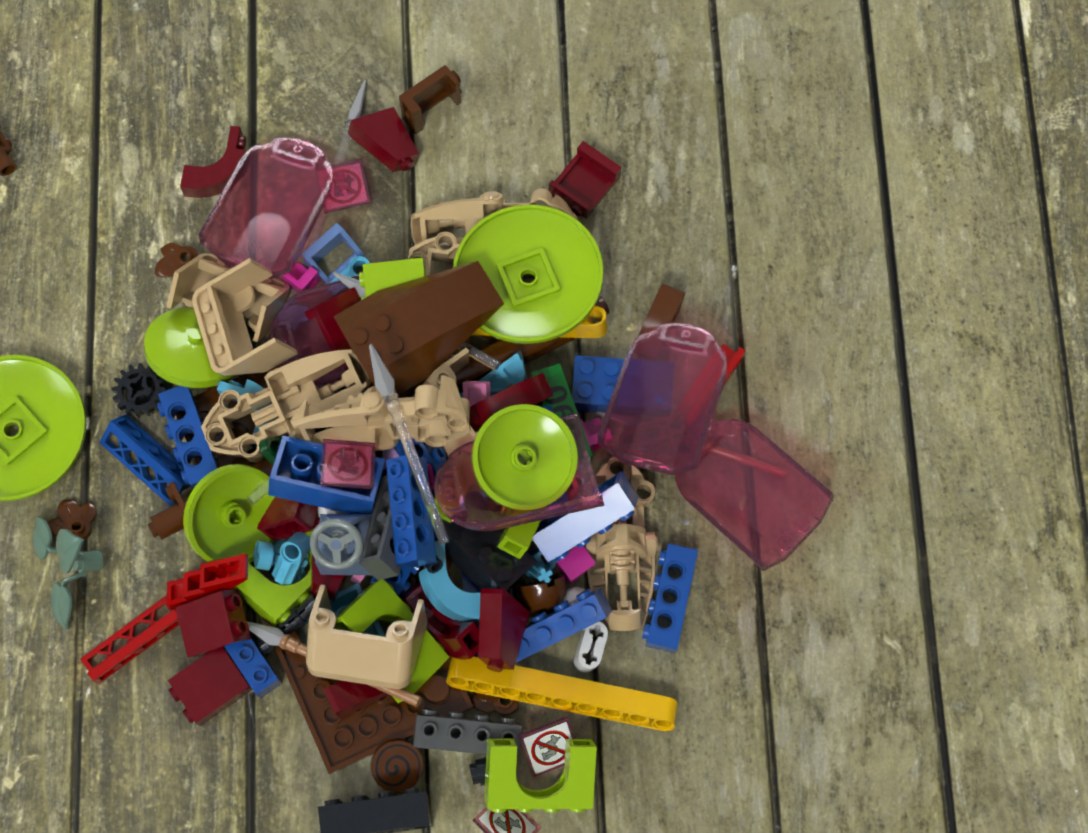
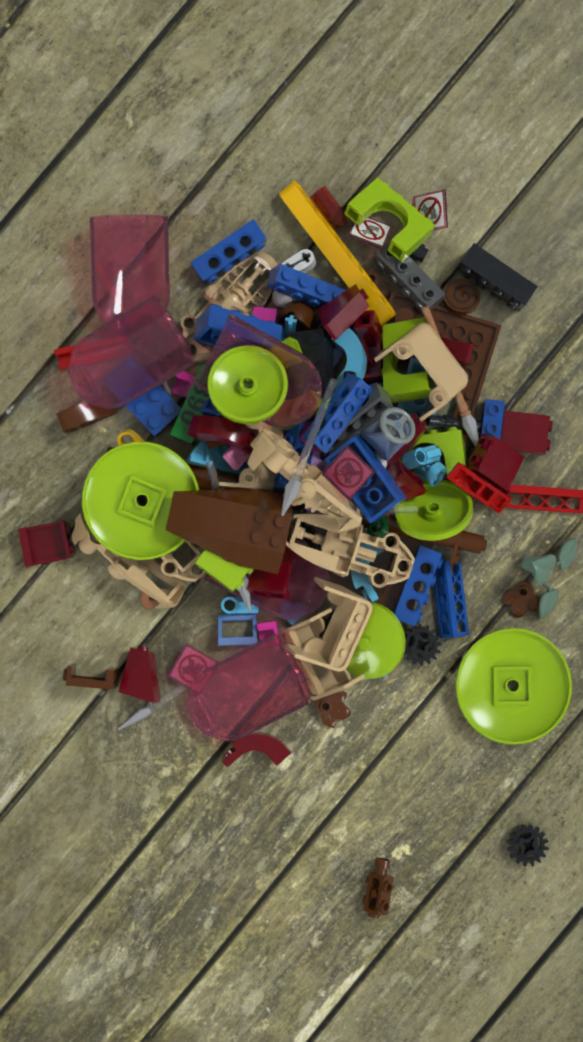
camera: 140 degrees left, 15 degrees up
(613, 734) = (329, 208): none -> clear red brick

